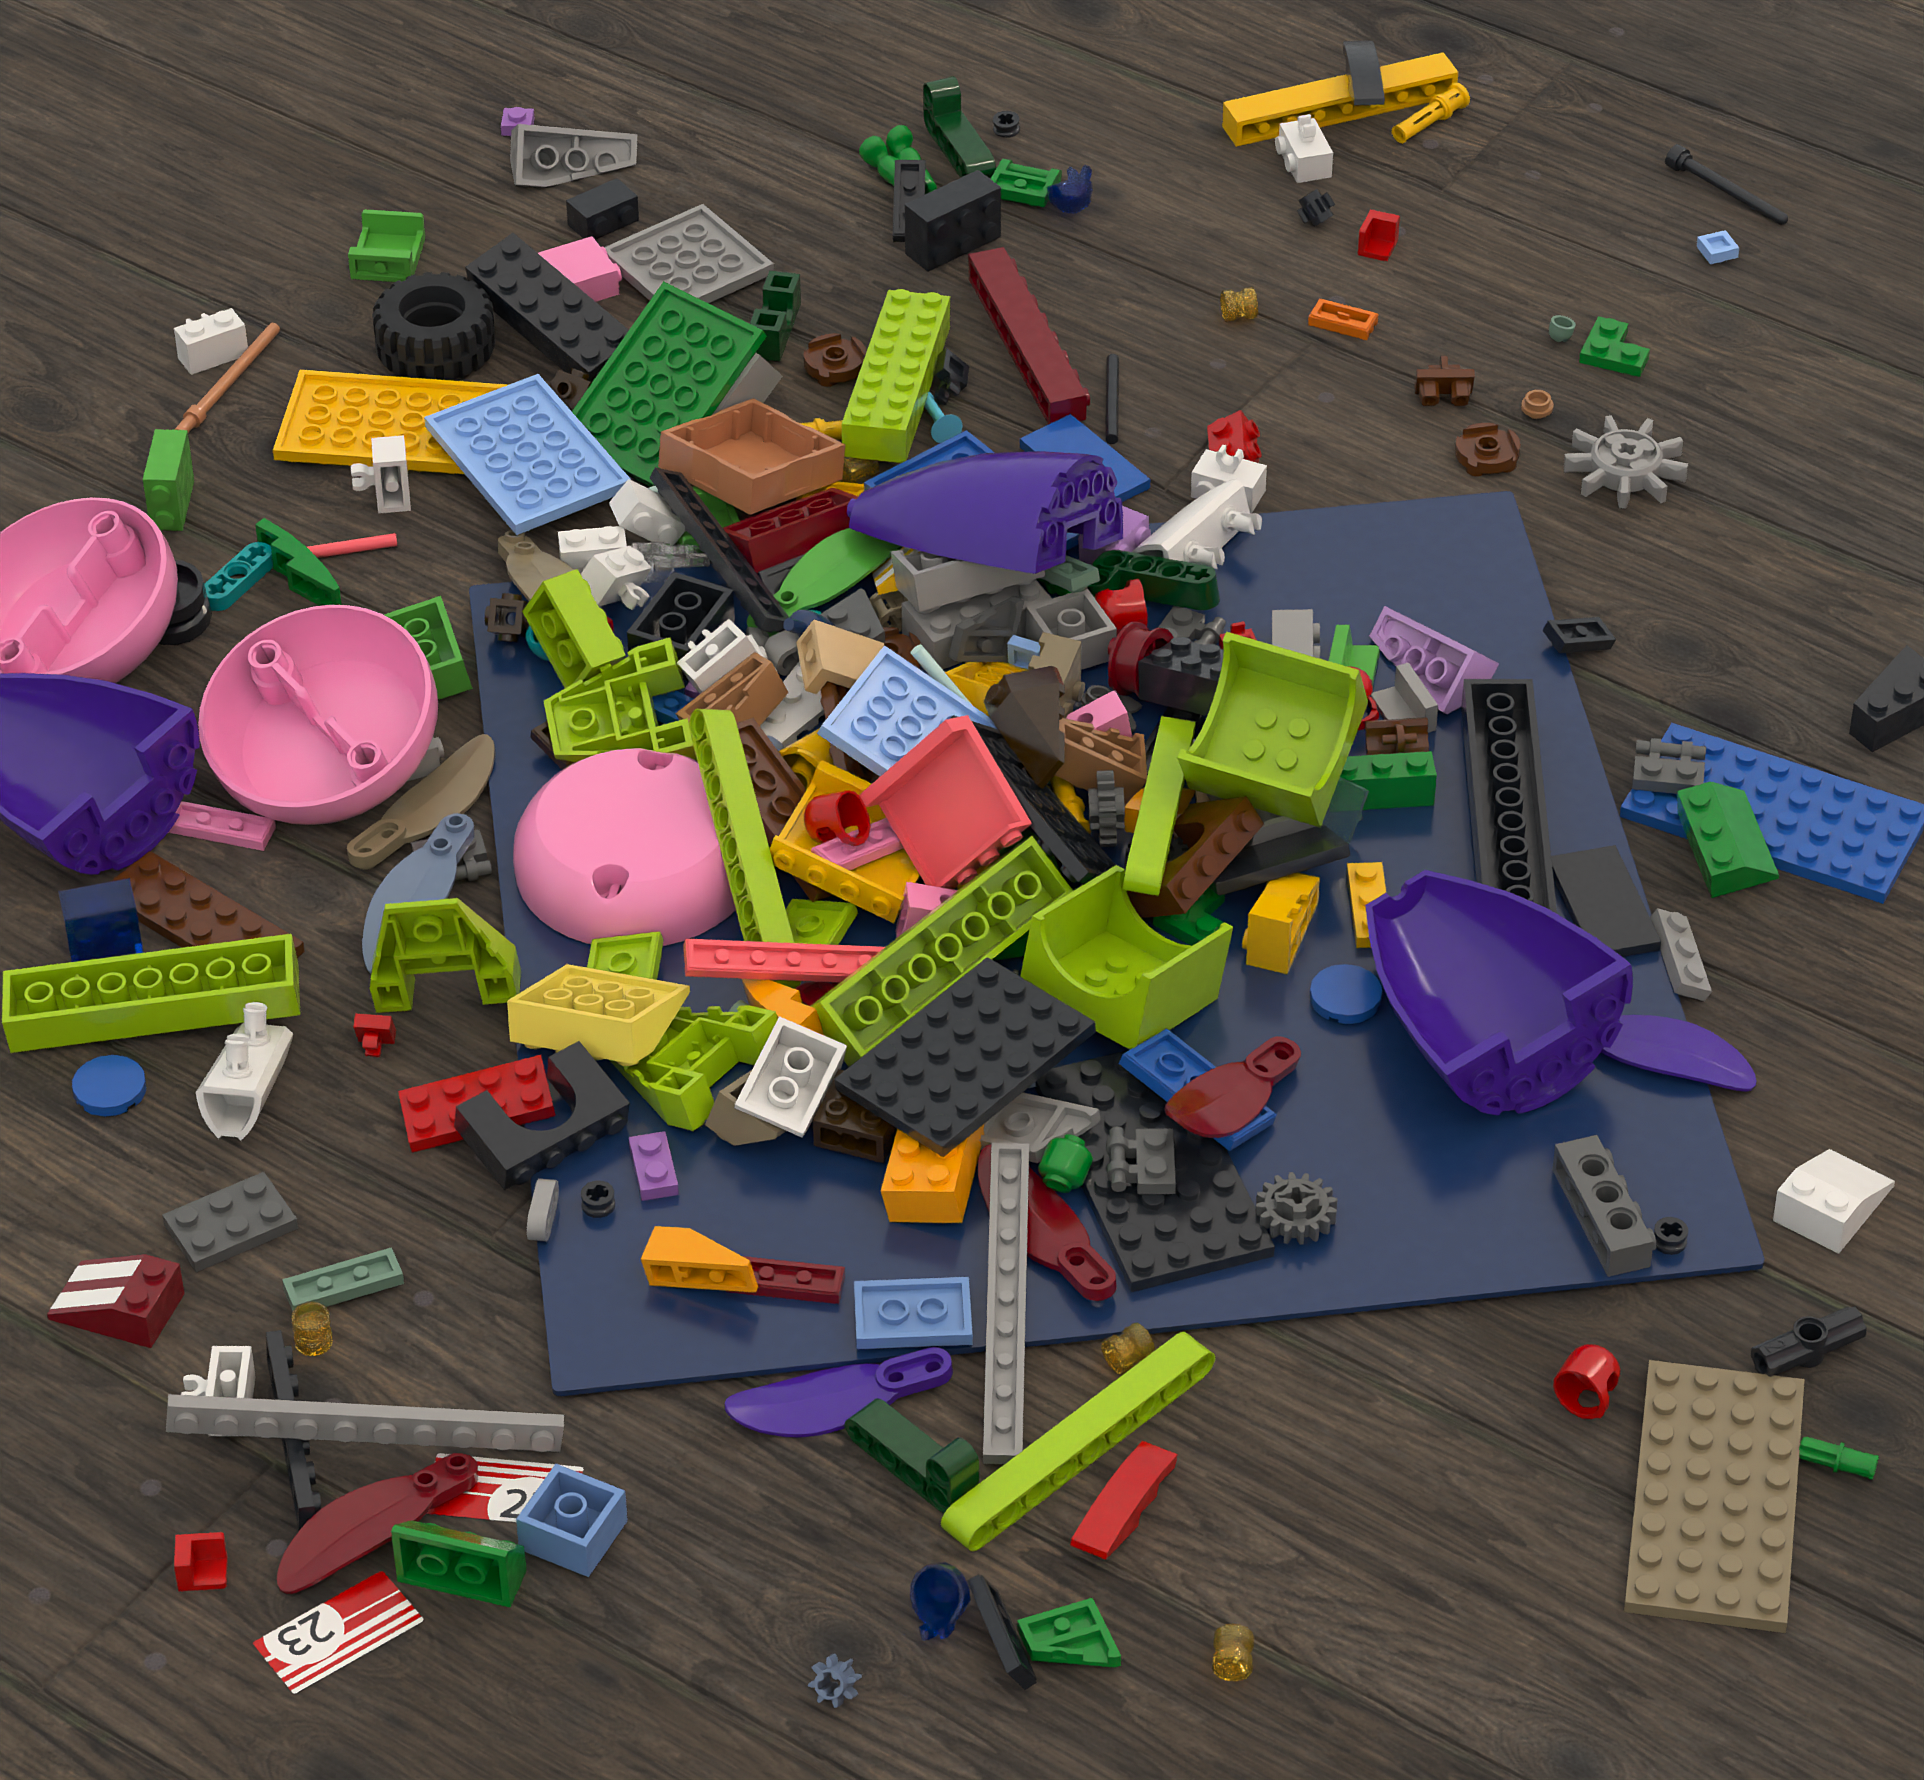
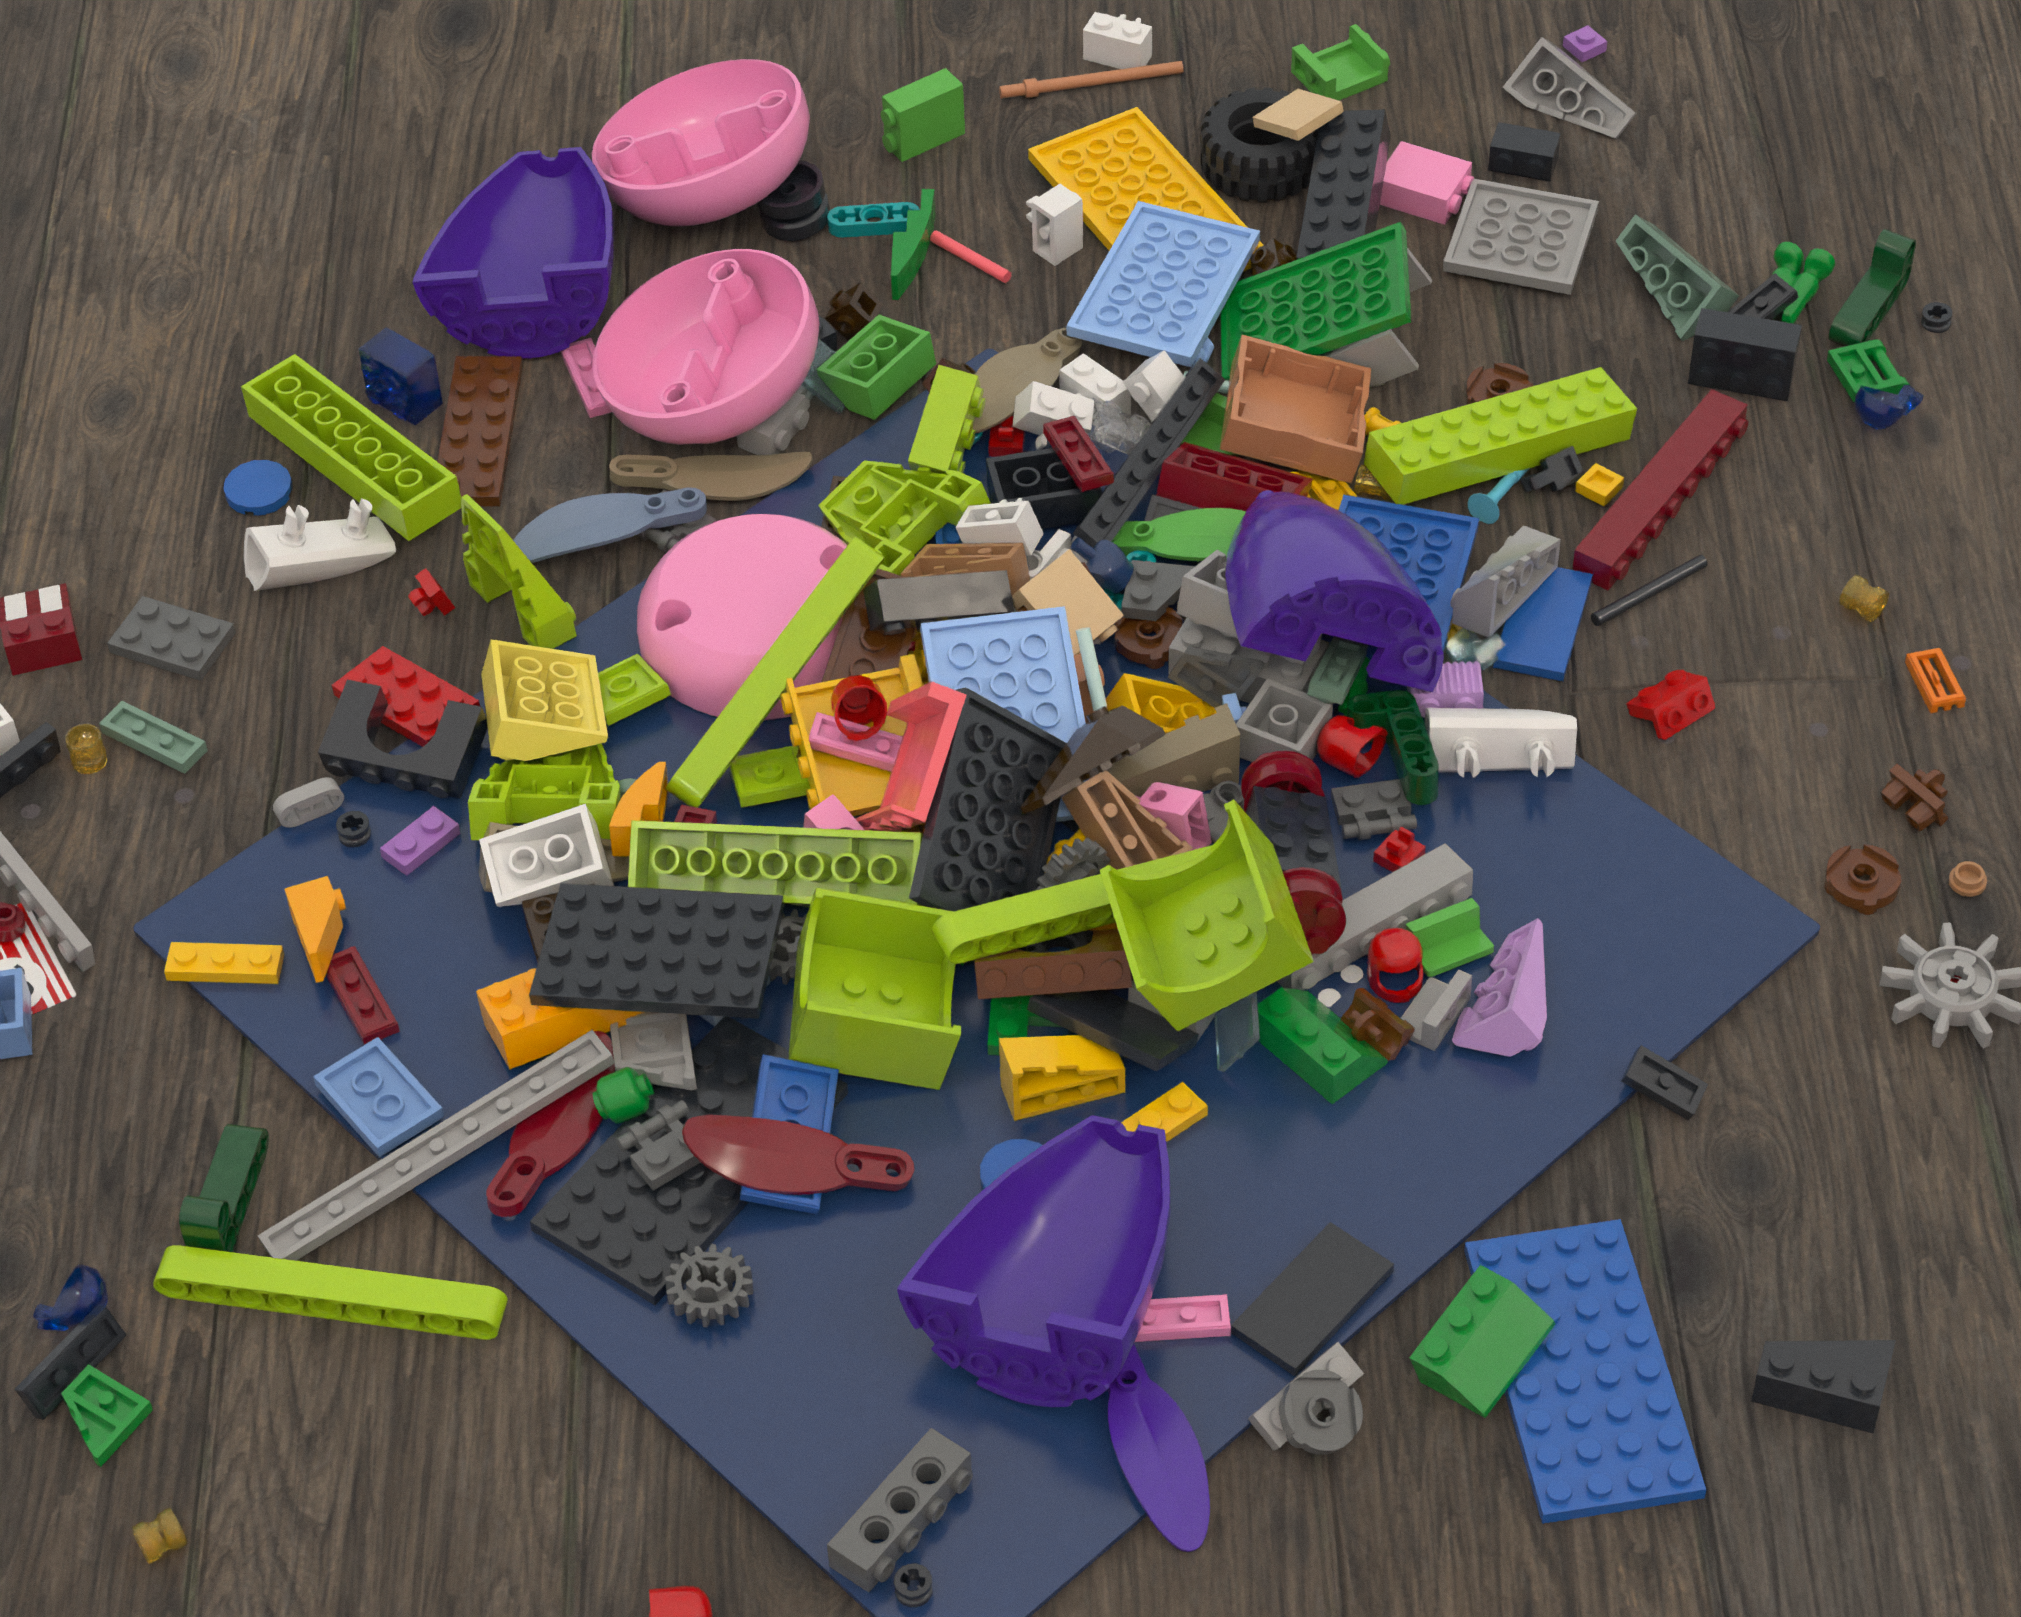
camera: 55 degrees right, 5 degrees up
(458, 278) = (1298, 114): none -> tan tile
(662, 1346) = (224, 963): none -> yellow plate
(686, 578) = (1078, 453): none -> dark red tile
(774, 960) = (677, 767): coral tile -> none
(778, 312) = (1525, 317): dark green arch -> none
(781, 720) = (924, 599): none -> brick
(827, 1398) = (256, 1096): dark purple plant -> none
(839, 212) = (1673, 276): none -> sand green wedge
(987, 362) = (1599, 484): none -> yellow plate
(1040, 429) = (1505, 581): none -> light grey wedge
(1123, 1499) = (276, 1359): red slope -> none
(1127, 1348) = (460, 1264): clear yellow wheel -> none
(1219, 467) = (1614, 725): white brick -> none
(1507, 788) = (1345, 1159): black brick -> none
(1667, 774) = (1530, 1253): dark grey plate -> none
(1708, 950) = (1304, 1429): none -> dark grey plate

